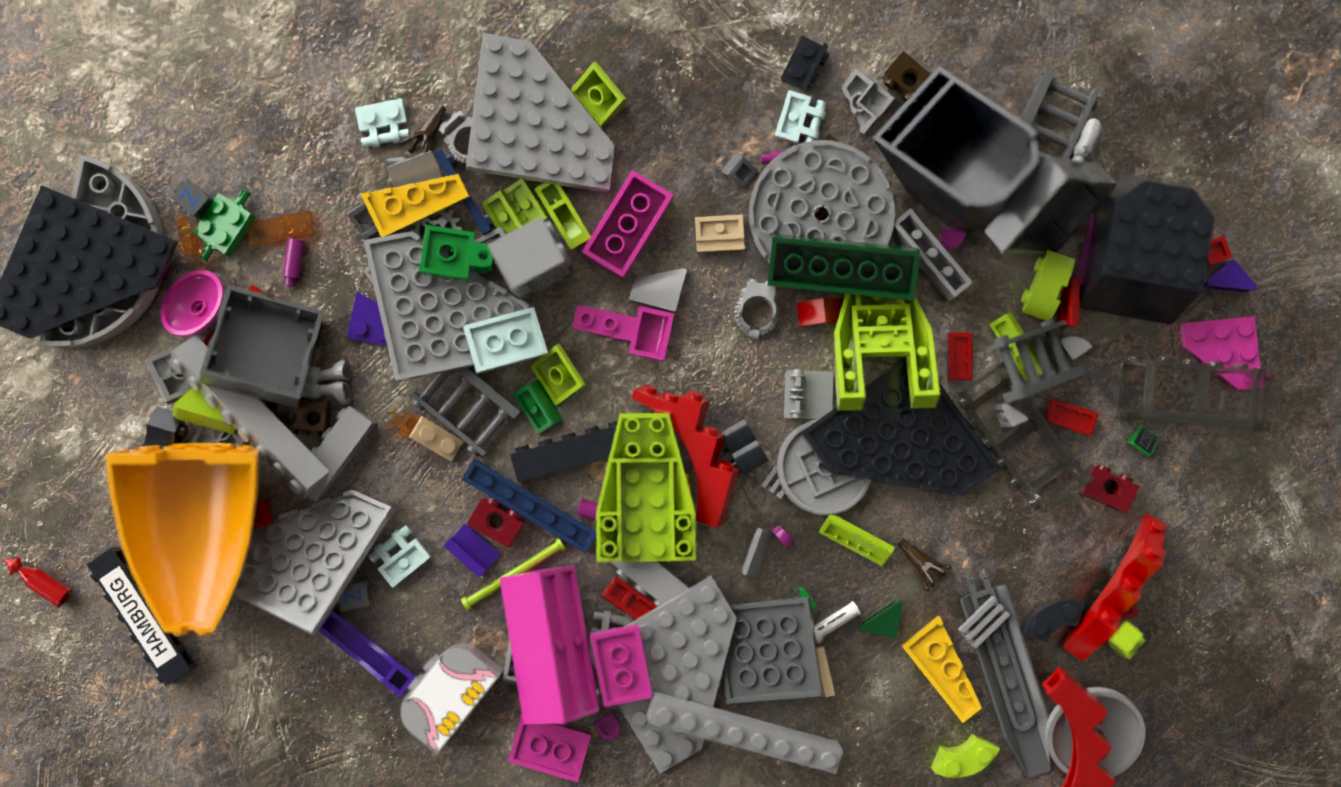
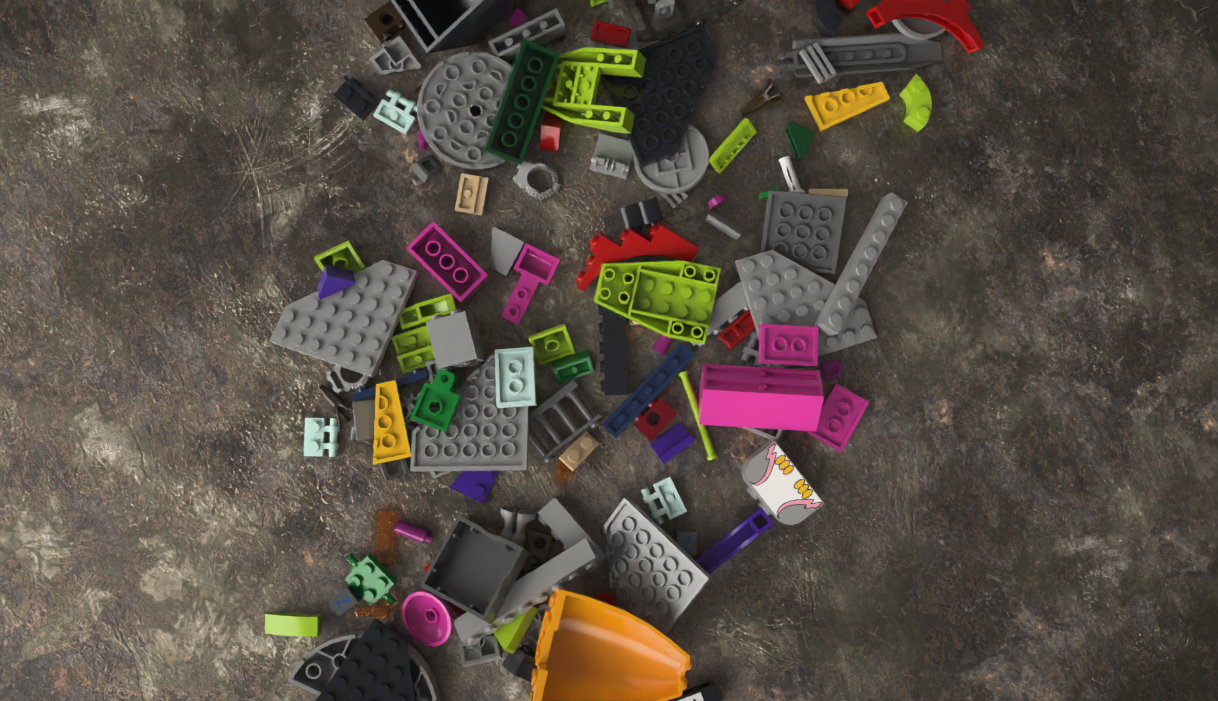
camera: 75 degrees left, 0 degrees up
(151, 145) = (293, 624): none -> lime slope
(574, 93) = (334, 280): none -> dark purple slope

